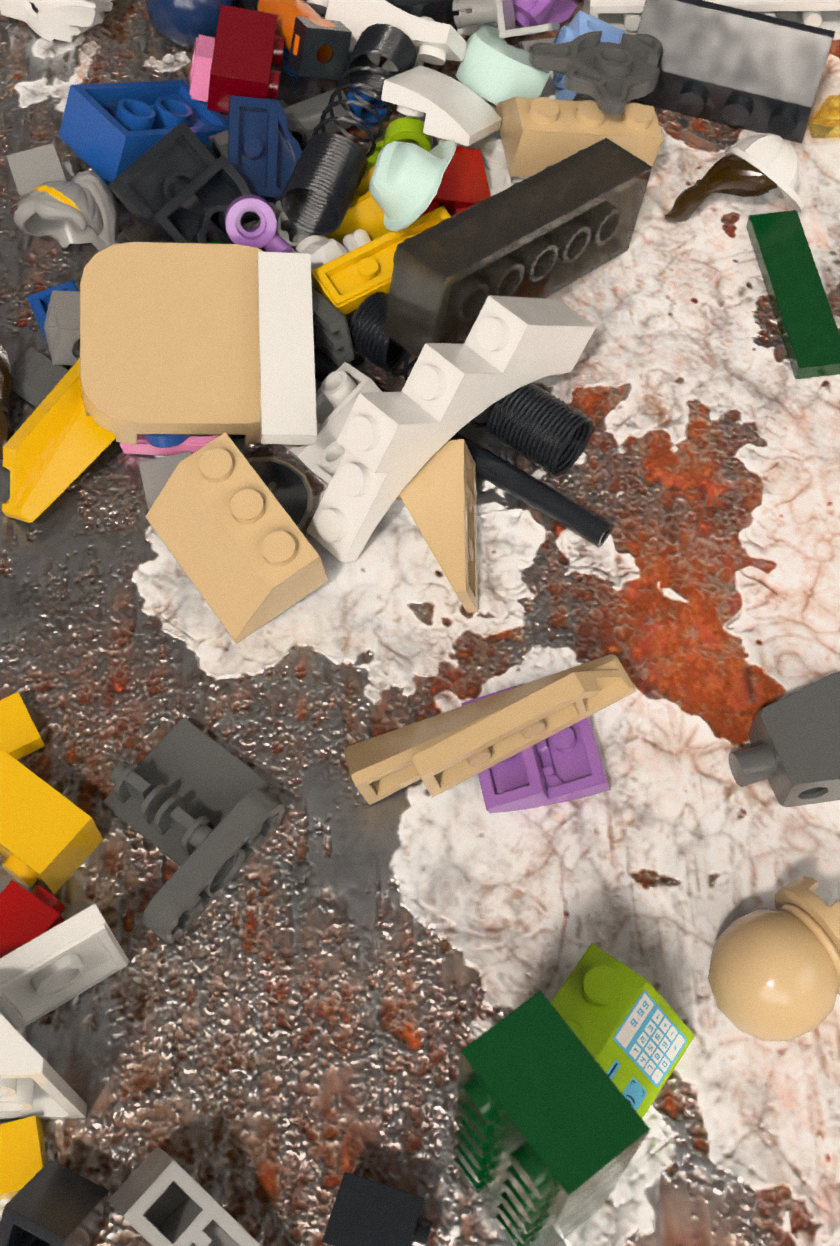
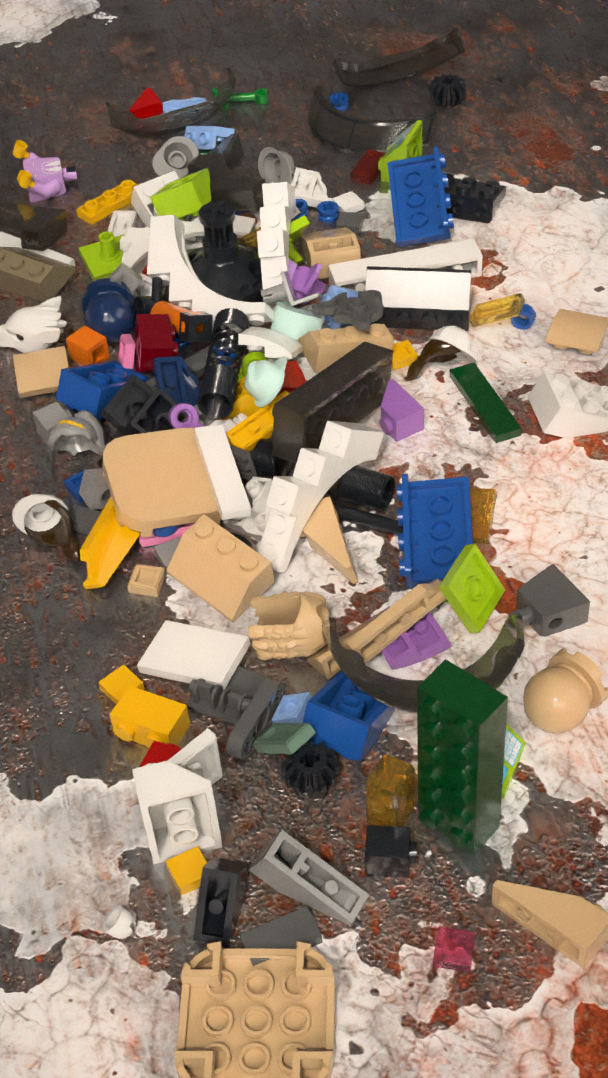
camera: 10 degrees left, 15 degrees down
(43, 70) = (39, 370): none -> tan slope
(110, 524) = (146, 580): none -> tan tile
(141, 46) = (87, 347): none -> orange brick
(145, 702) = (193, 652): none -> white tile
(248, 930) = (283, 738): none -> sand green tile
(295, 862) = (291, 708): none -> light blue slope
(295, 1017) = (311, 769): none -> black gear
(353, 709) = (288, 625): none -> tan piece
(388, 894) = (346, 718): none -> blue slope
(403, 1116) = (390, 792): none -> clear yellow brick
(556, 893) = (402, 693): none -> clear smoke windscreen
(638, 285) = (400, 413): none -> medium lavender slope
(639, 549) = (434, 525): none -> blue bracket
(674, 168) = (403, 354): none -> yellow tile
(674, 688) = (472, 588): none -> lime tile
(725, 527) = (482, 511): none -> clear yellow plate

